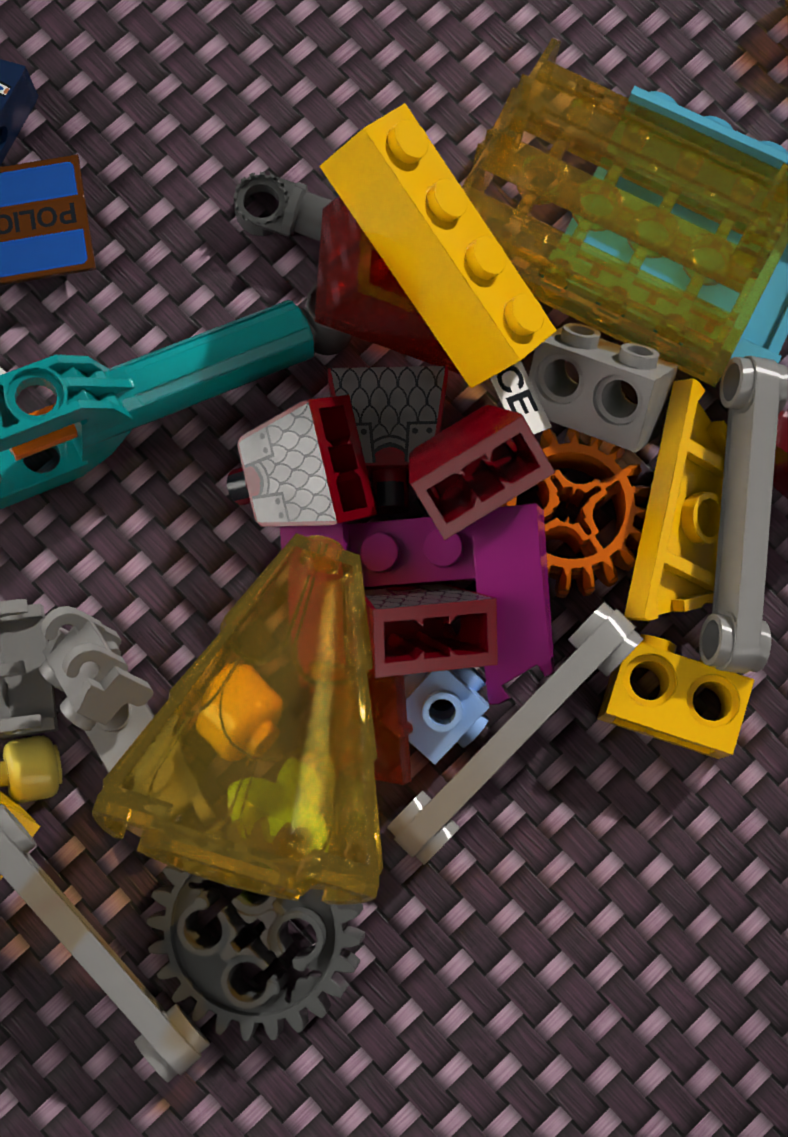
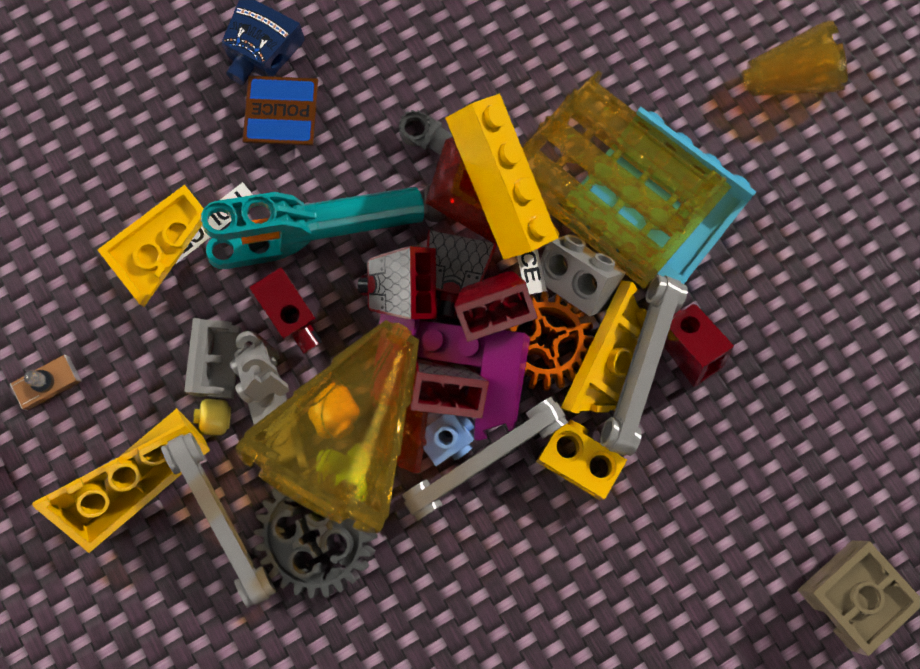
camera: 15 degrees right, 0 degrees up
(99, 535) = (277, 297): none -> dark red torso

